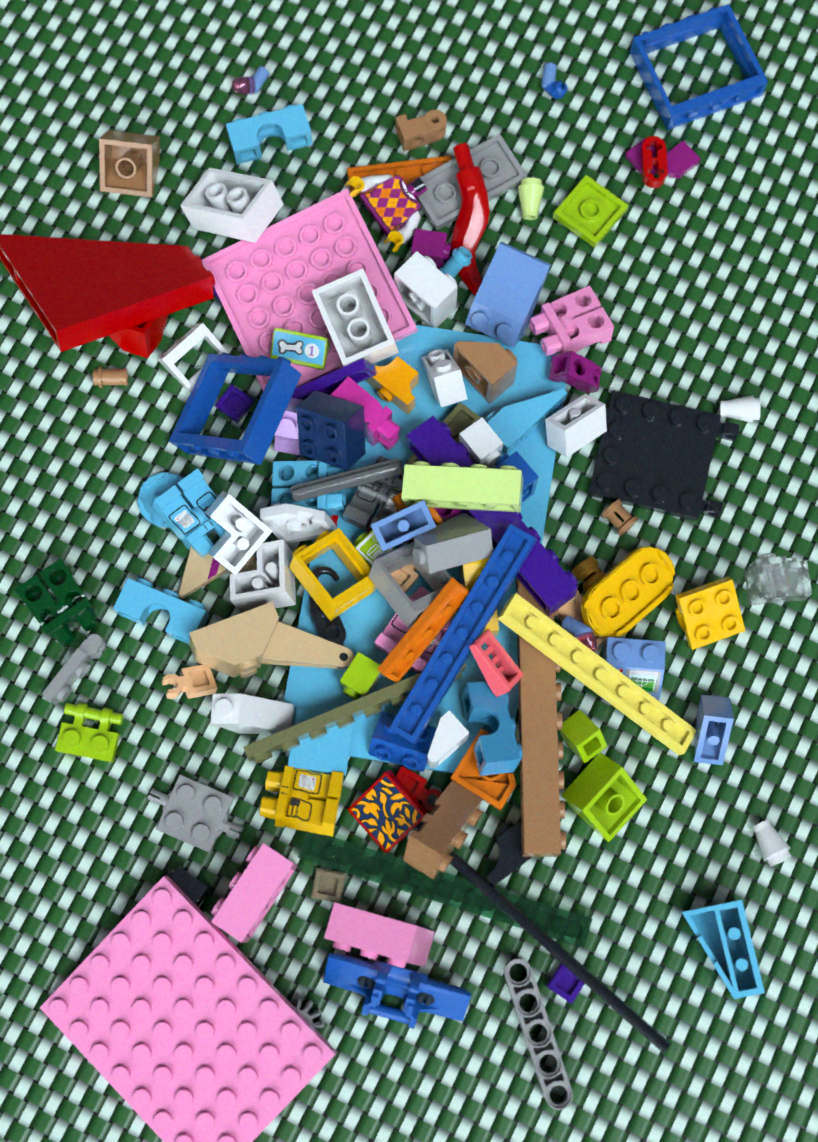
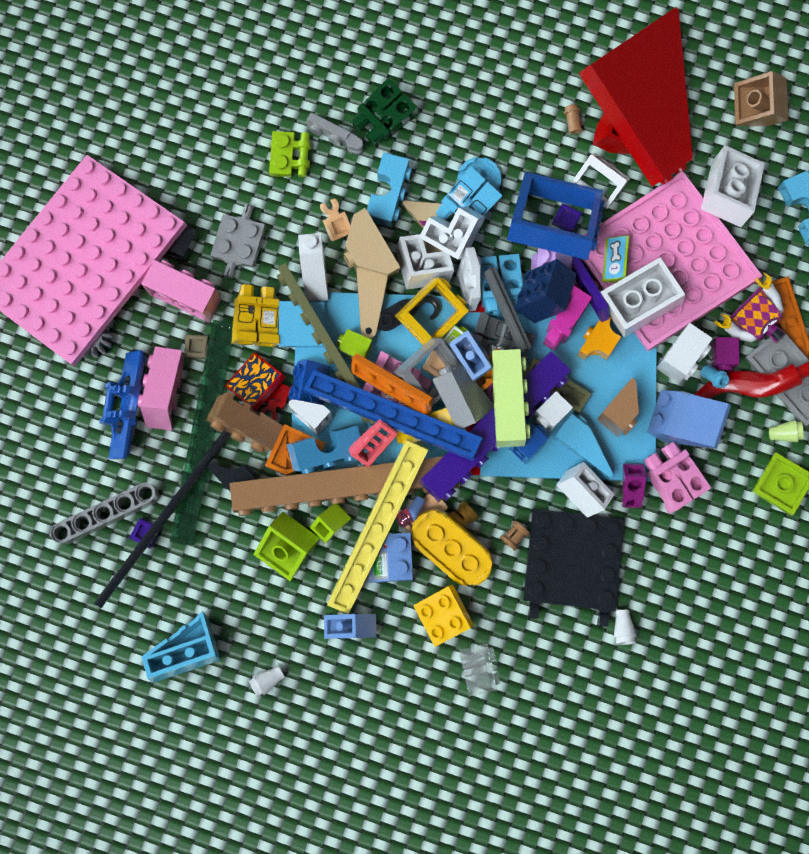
camera: 85 degrees right, 5 degrees up
(444, 377) = (610, 378): white slope -> none

